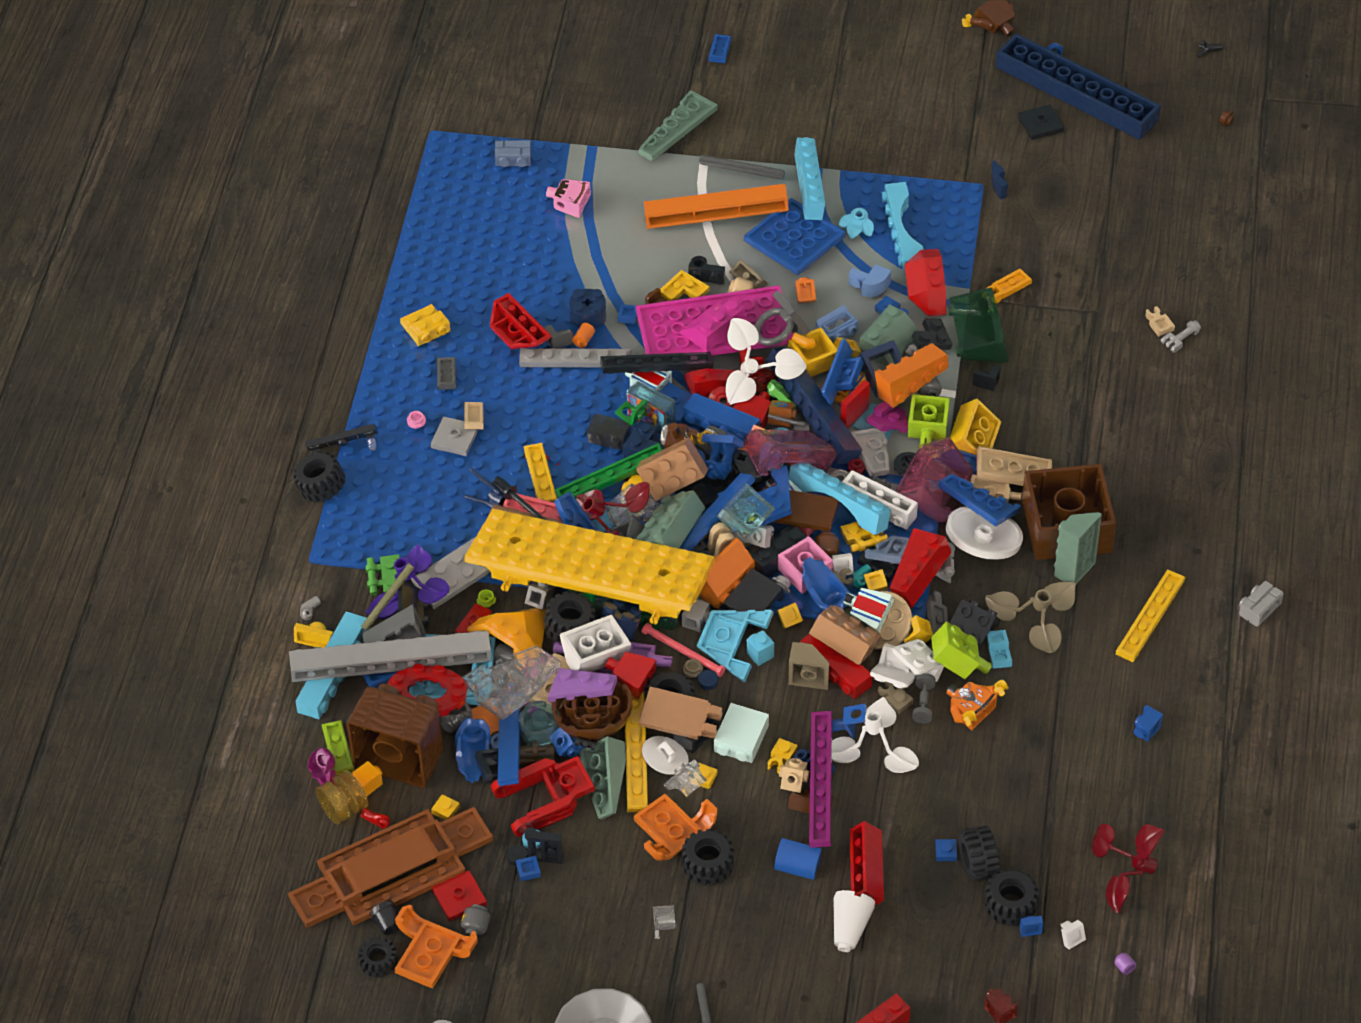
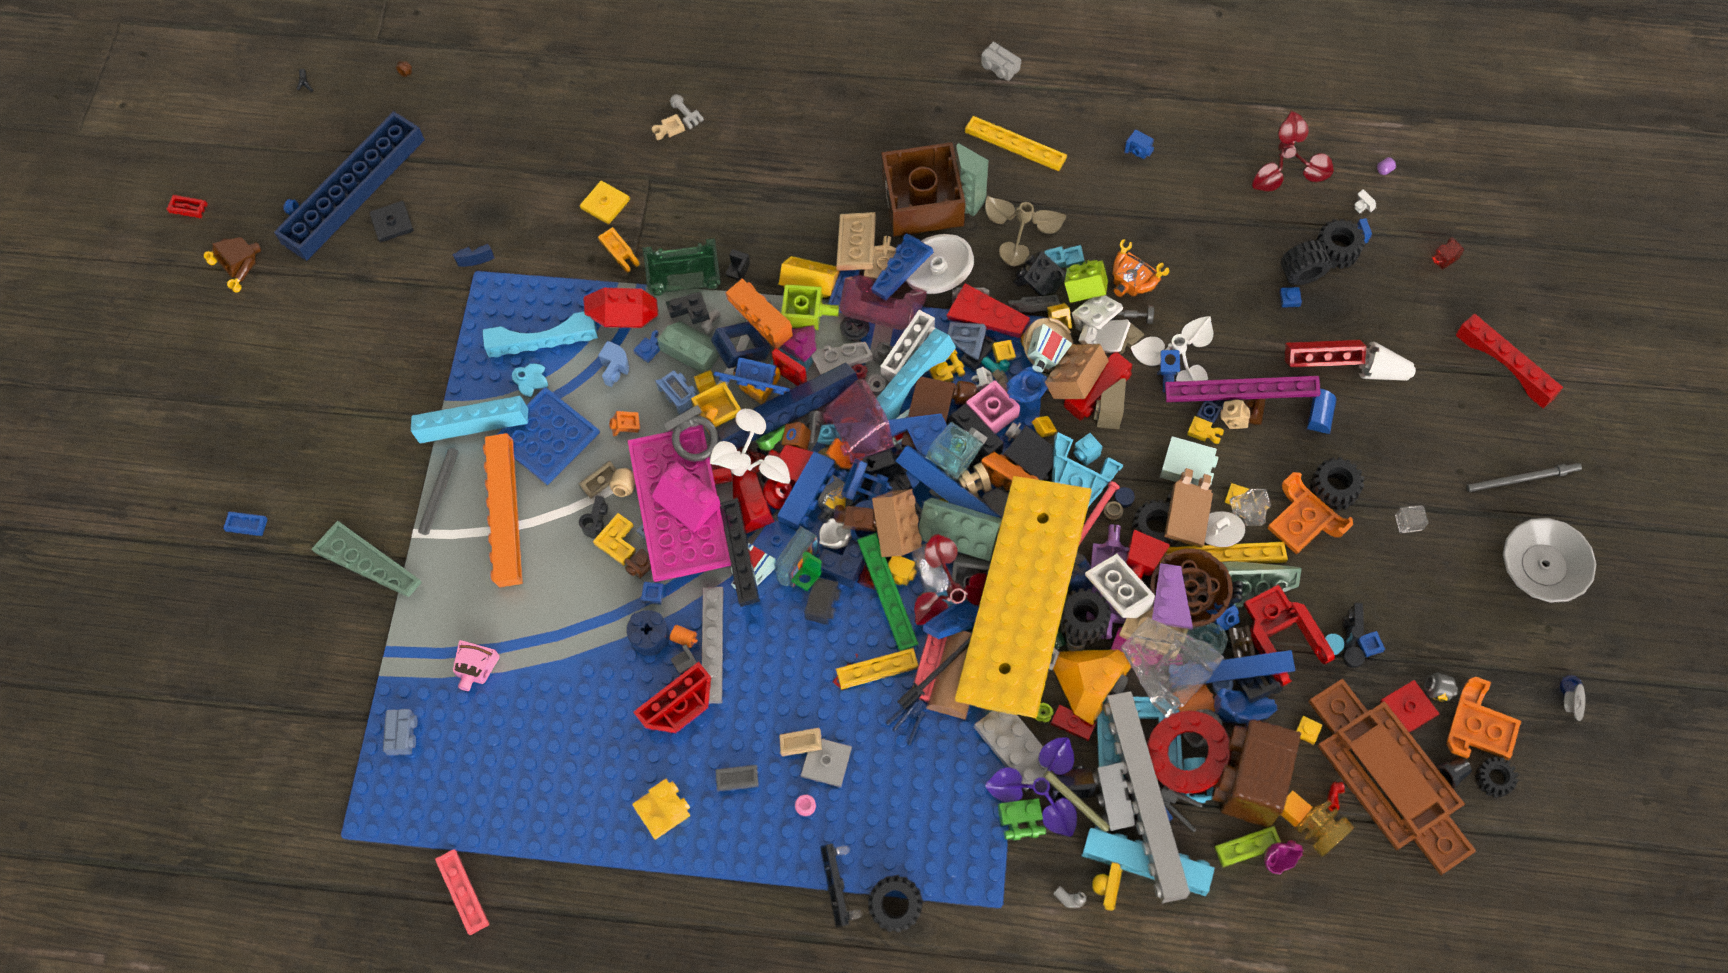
camera: 90 degrees left, 15 degrees up
(373, 204) = (462, 892): none -> coral plate
(1065, 276) = (604, 202): none -> yellow plate

